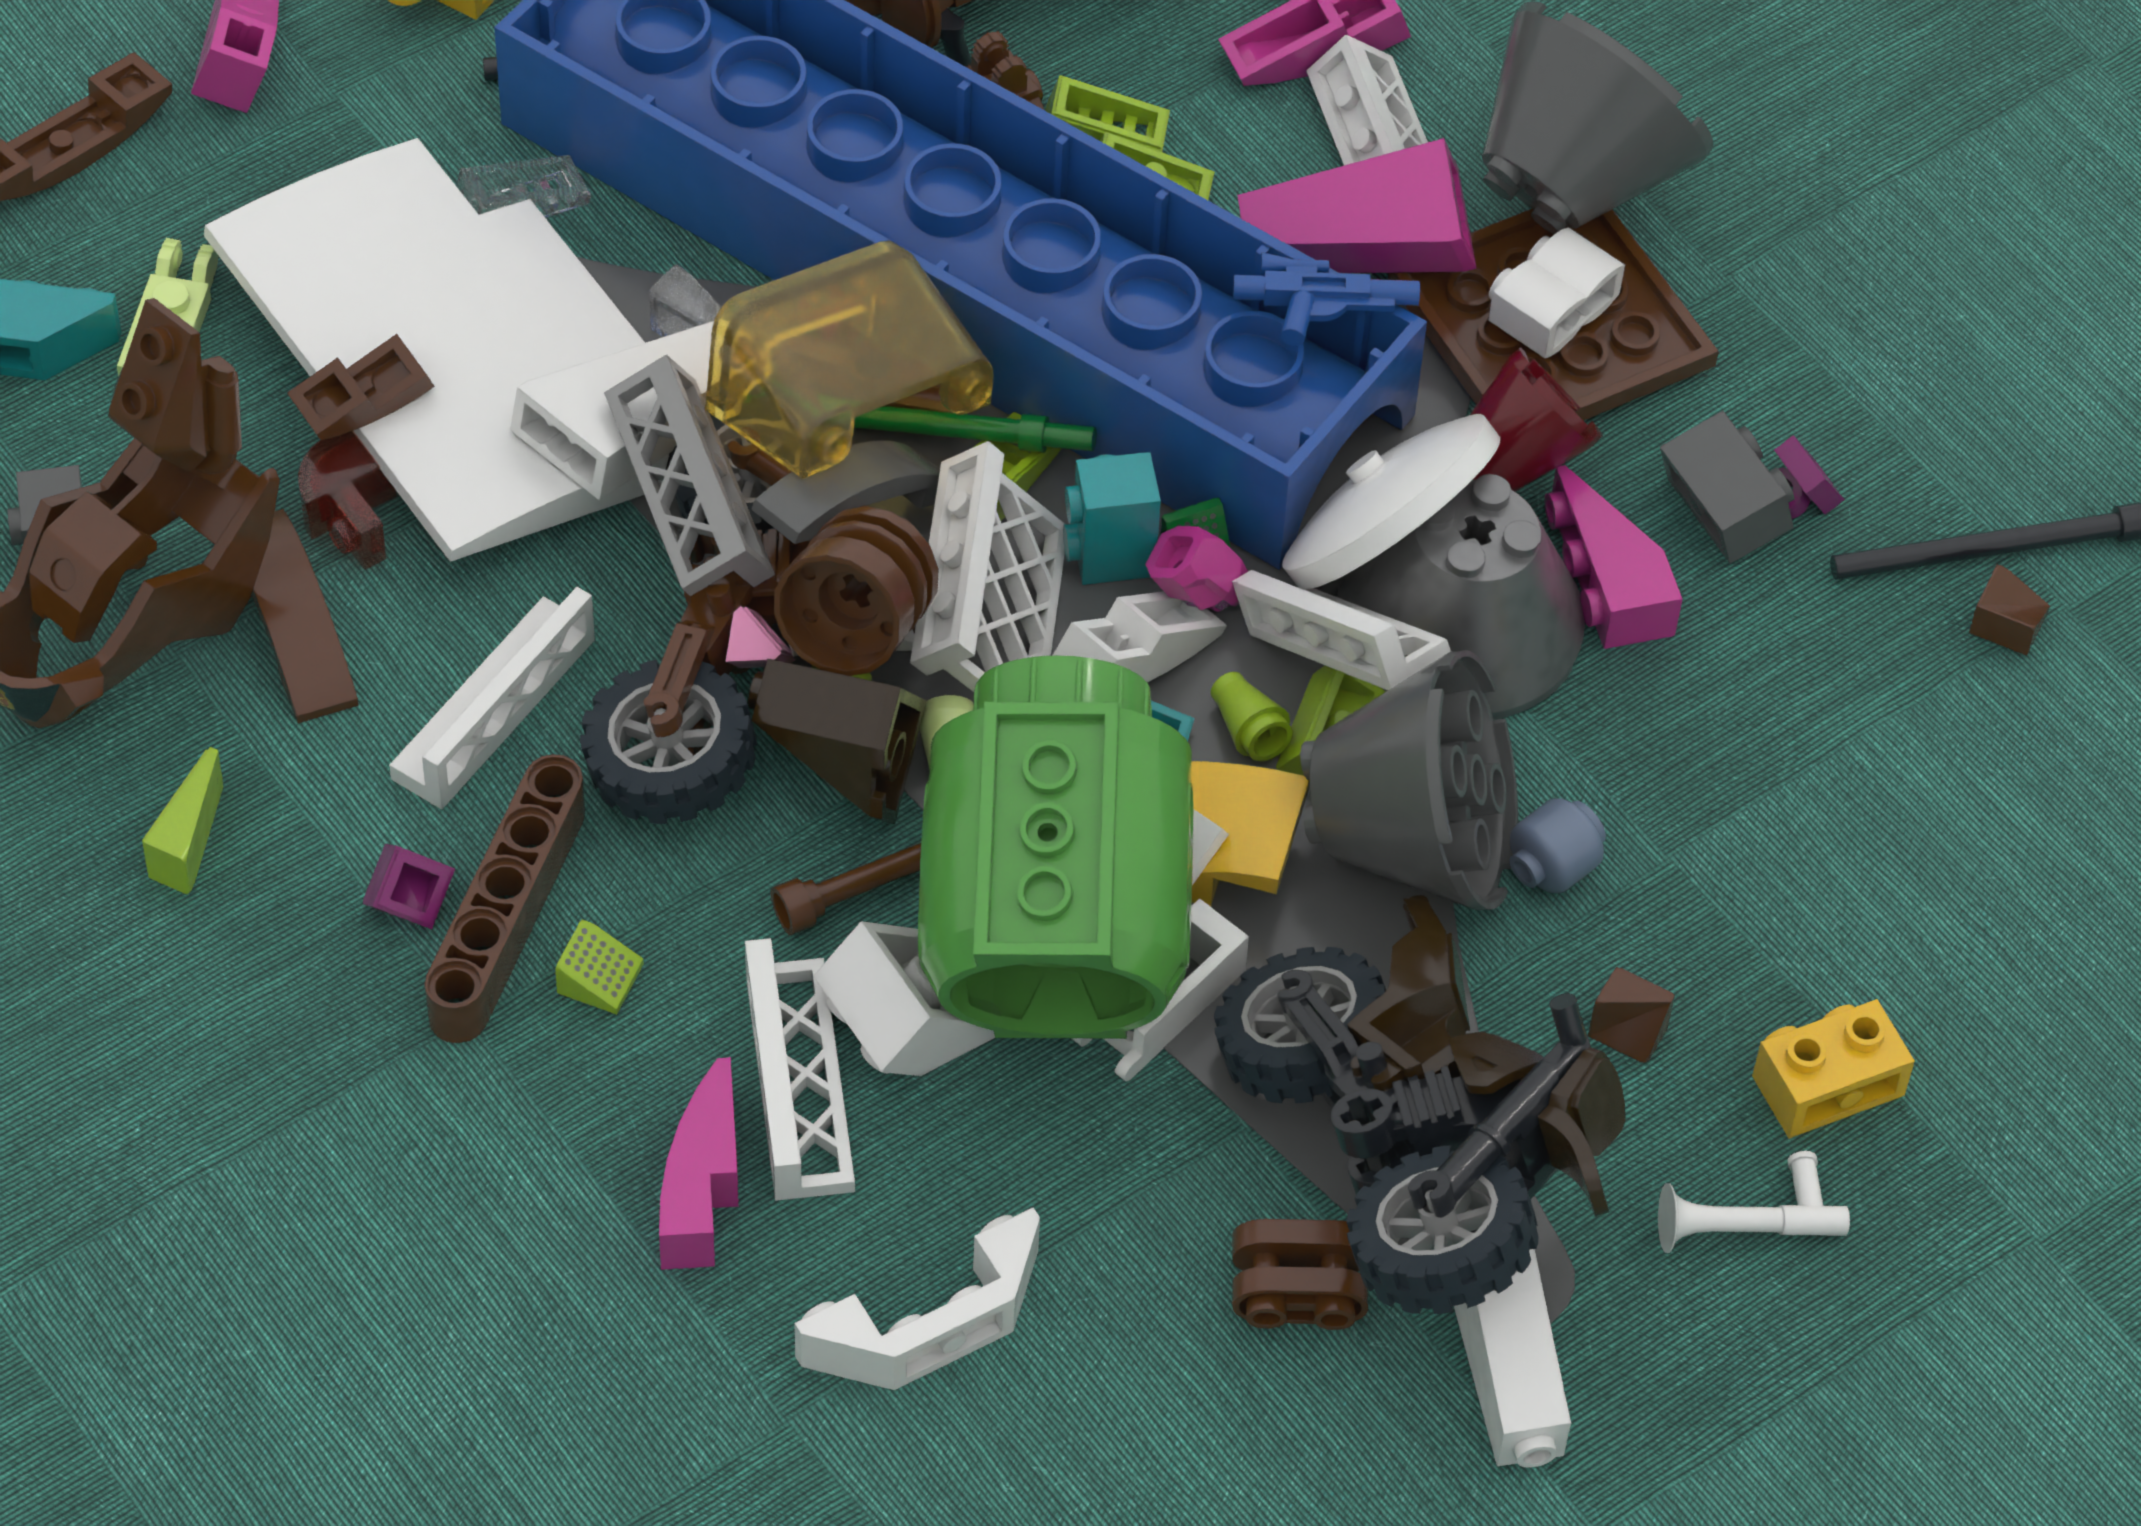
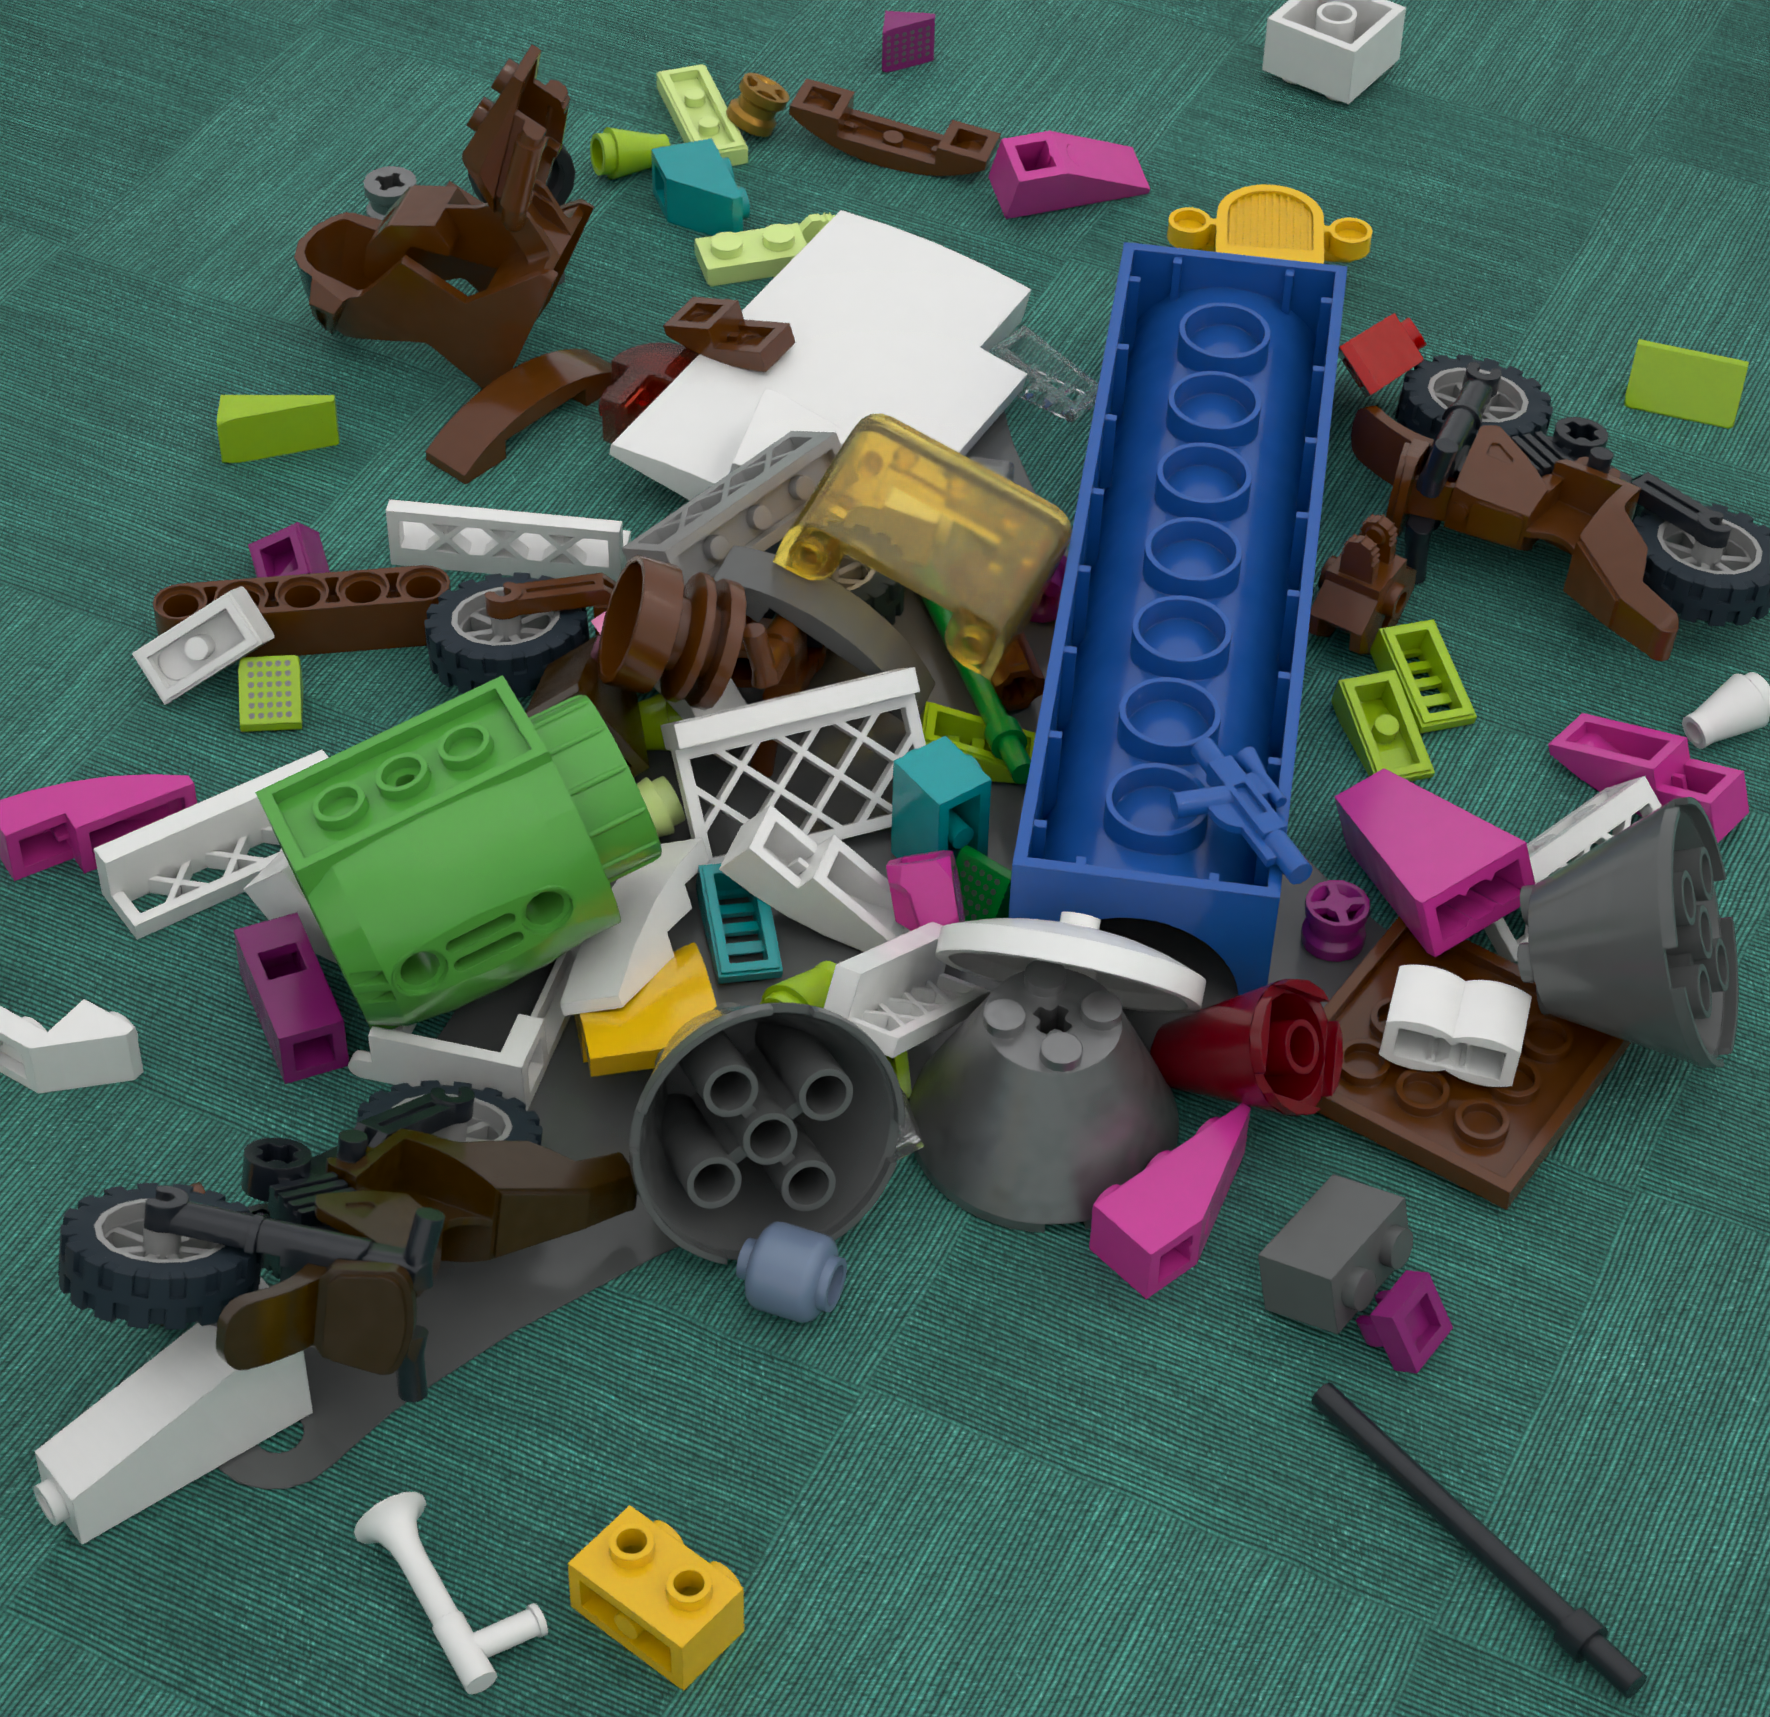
camera: 65 degrees right, 10 degrees down
(521, 987) = (203, 644): none -> white slope
(1029, 1086) = (291, 998): none -> magenta brick
(1631, 1015) = (628, 1405): reddish brown slope -> none
(2009, 612) = (1372, 1560): reddish brown slope -> none

